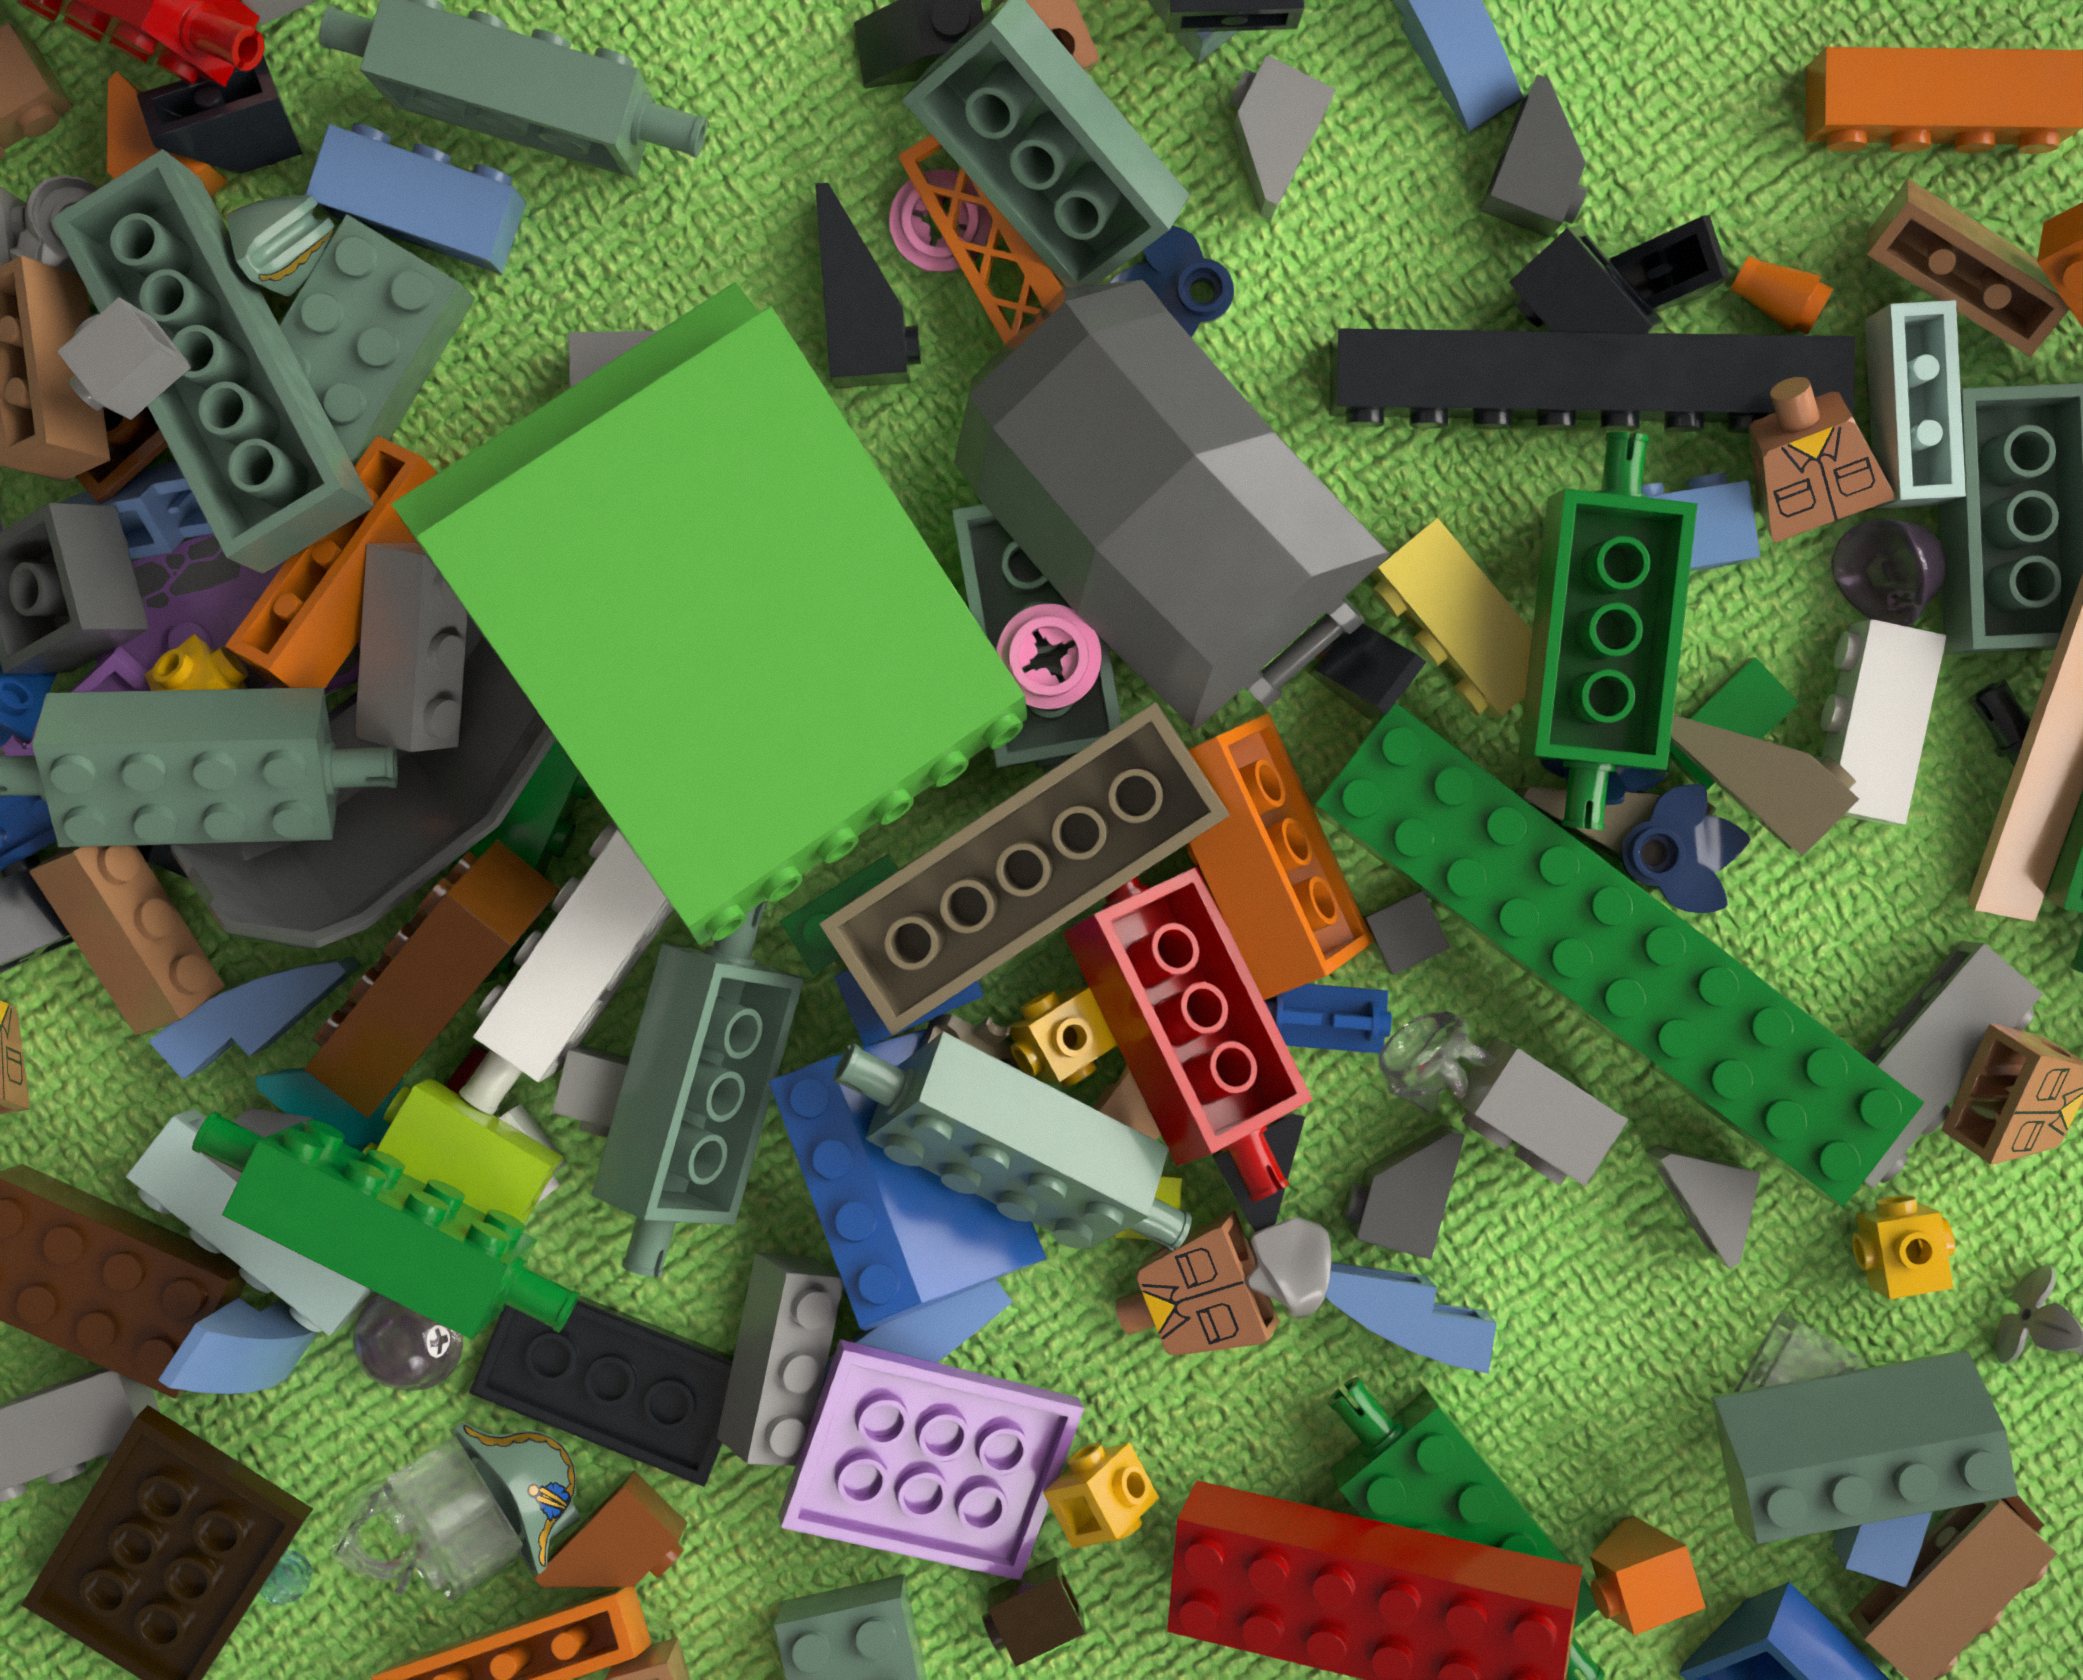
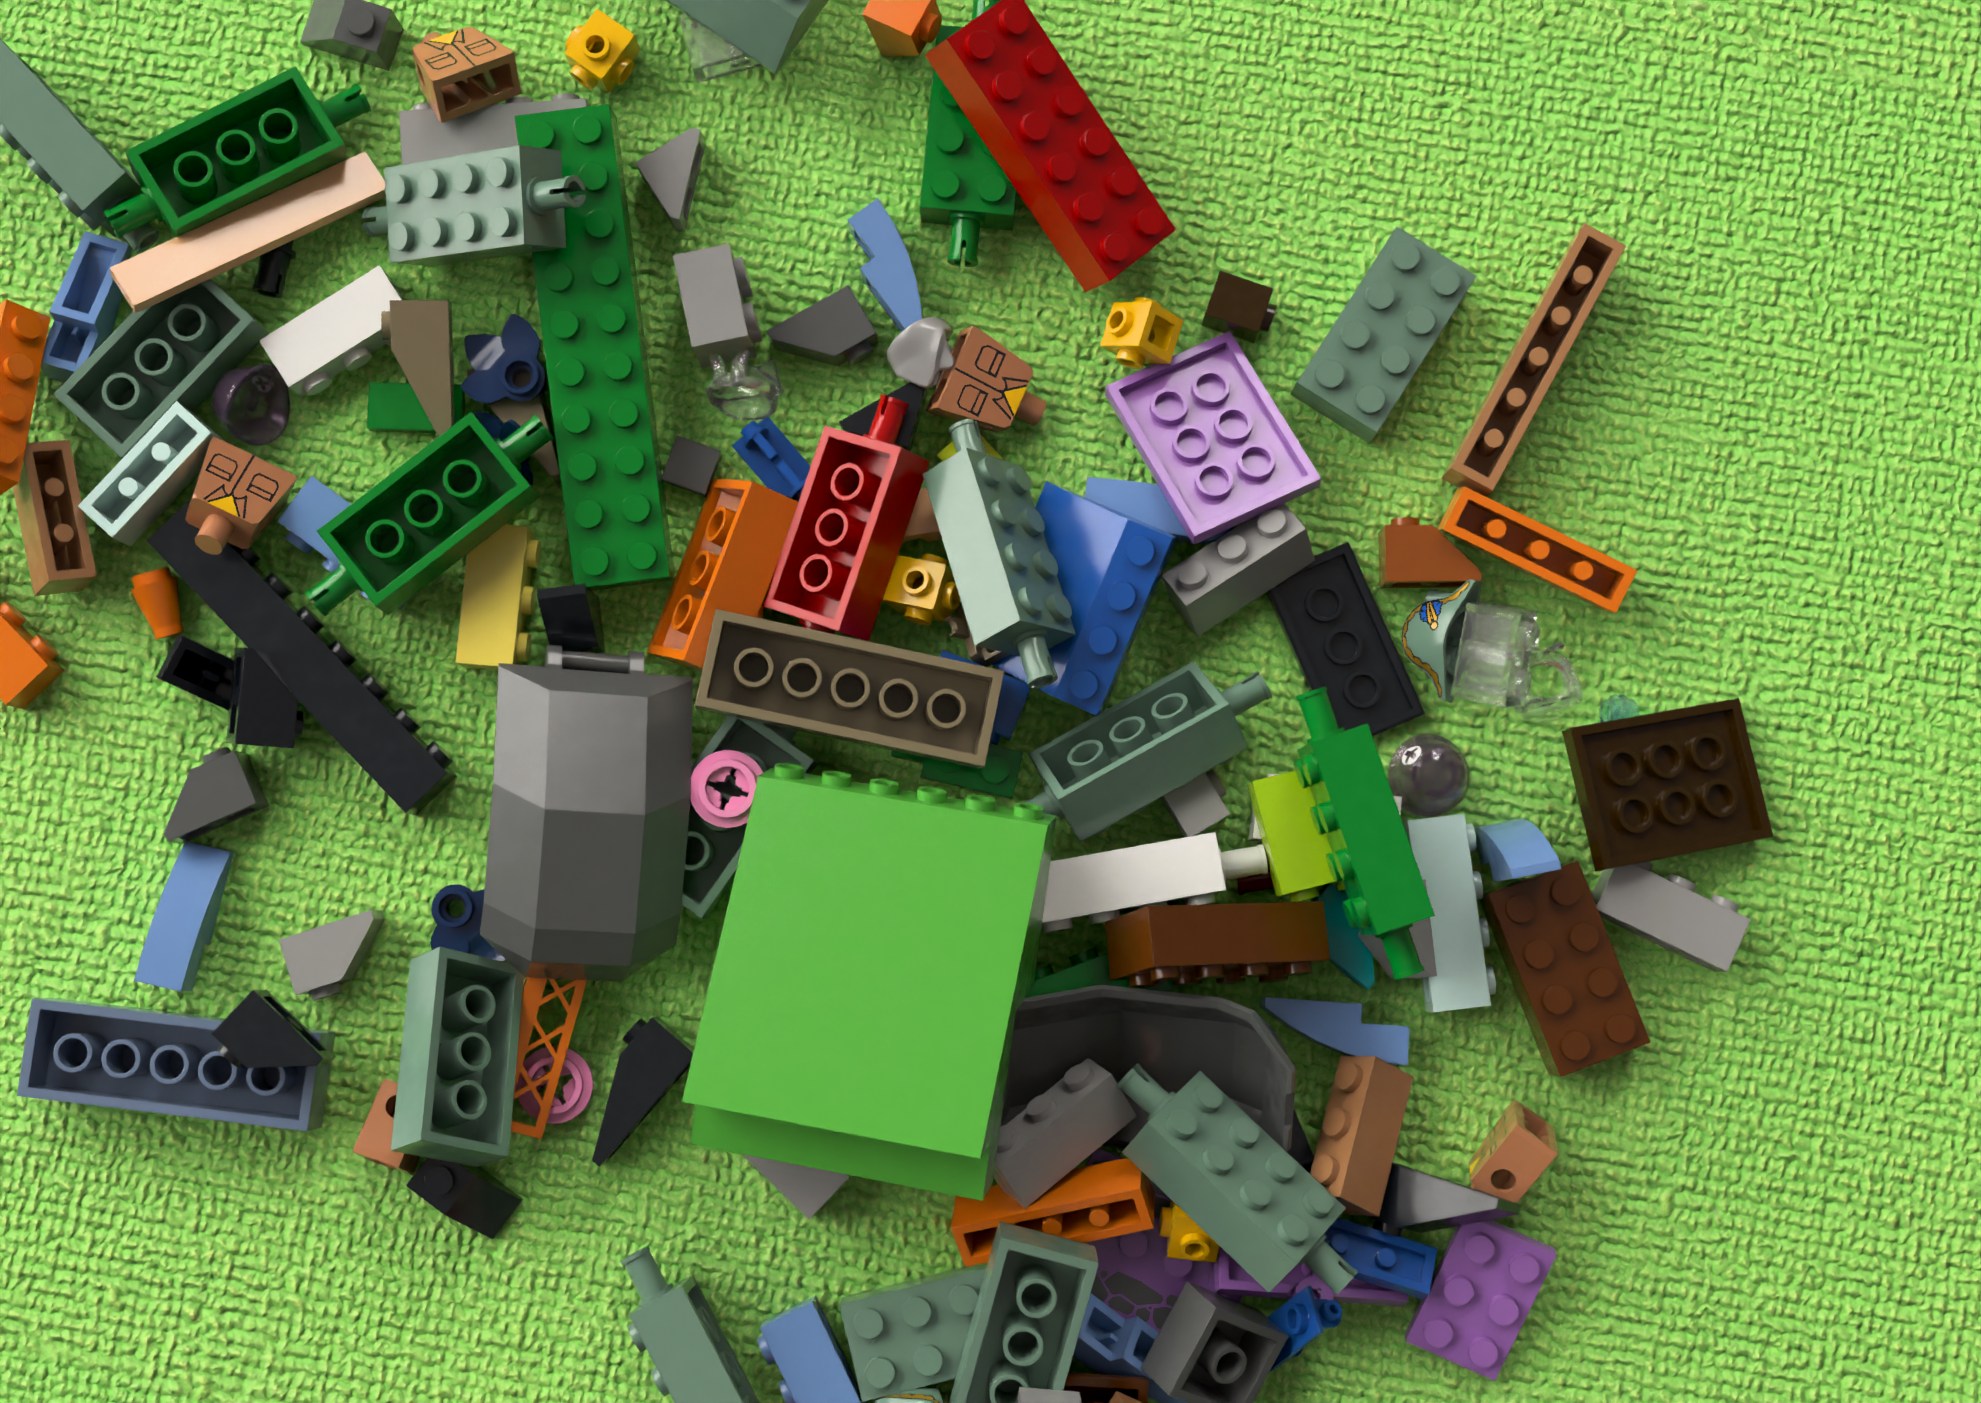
camera: 135 degrees left, 5 degrees down
(1870, 976) = (475, 206): none -> sand green brick

